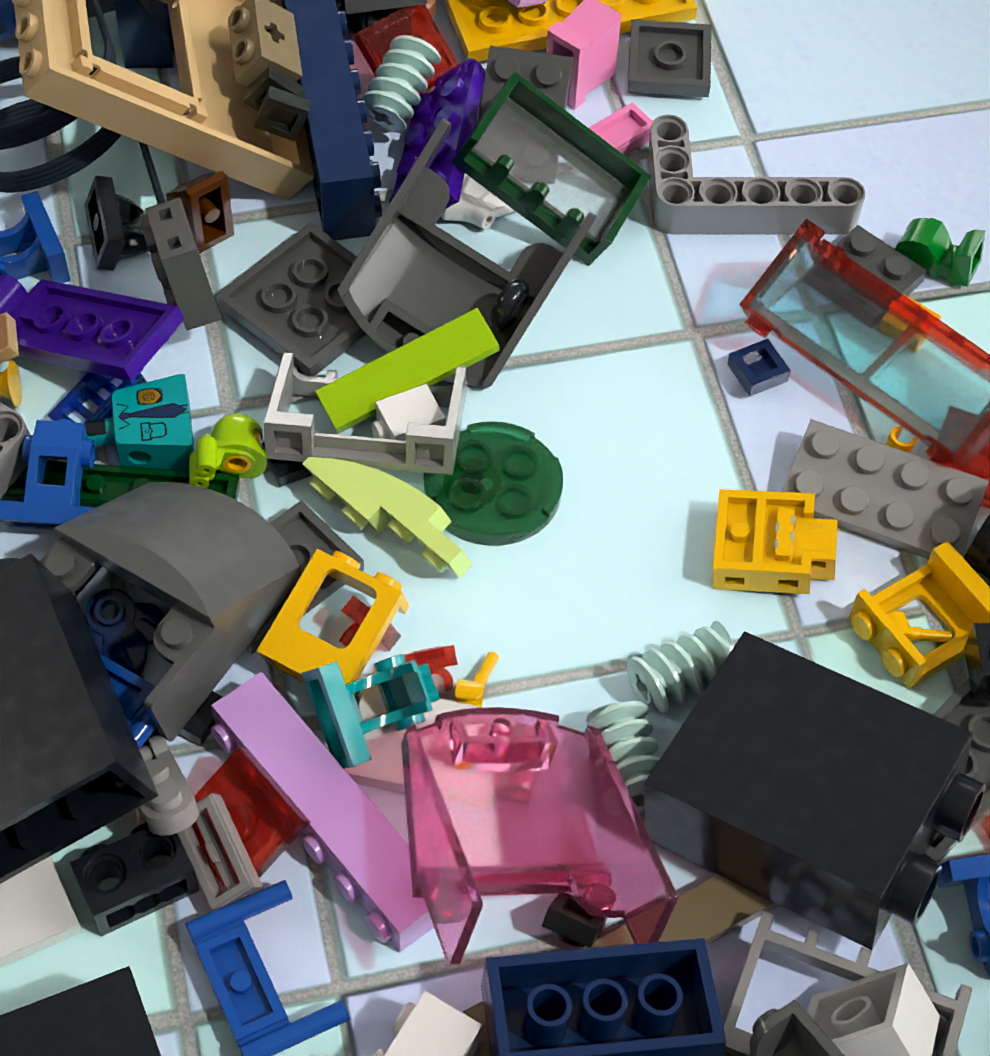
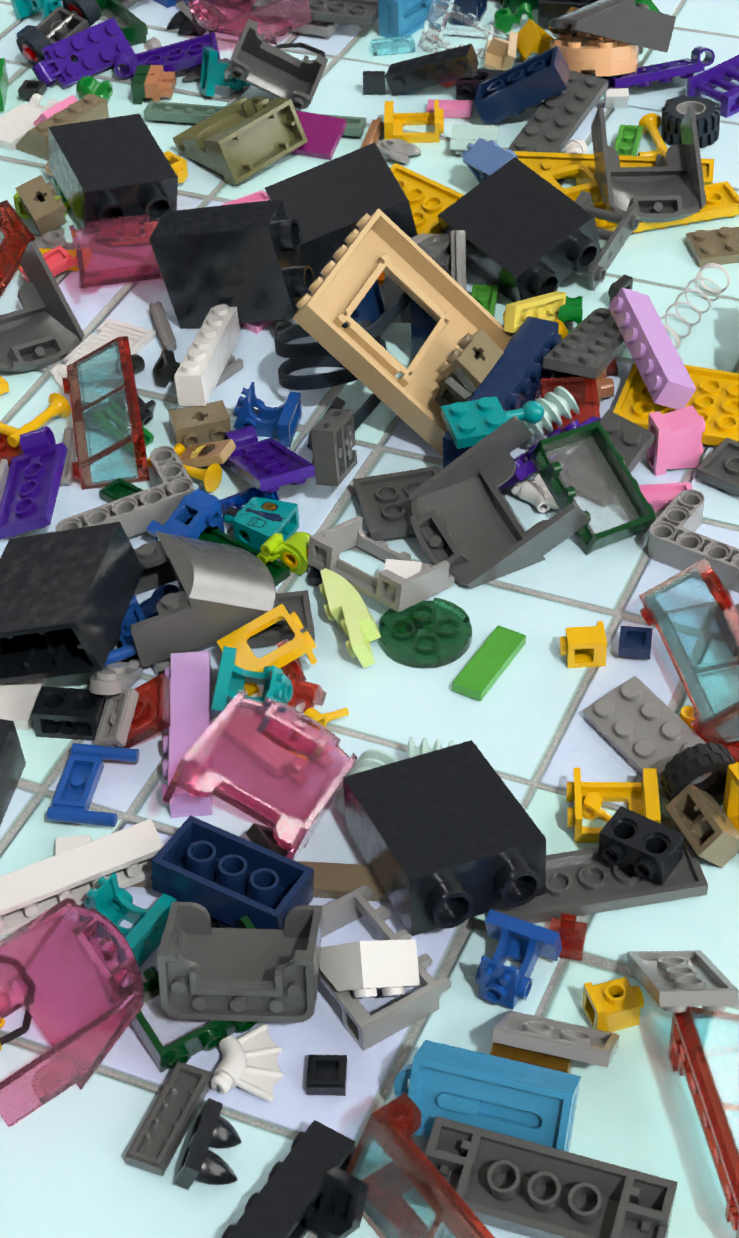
camera: 40 degrees right, 15 degrees down
(207, 208) = (381, 436): reddish brown slope -> none
(356, 139) = (476, 419): none -> teal plate
(407, 367) = (456, 549): lime tile -> none
(510, 304) = (505, 541): black piece -> none
(610, 487) = (489, 663): none -> bright green tile
(710, 403) = (584, 646): none -> yellow brick
(771, 542) = (554, 727): yellow piece -> none

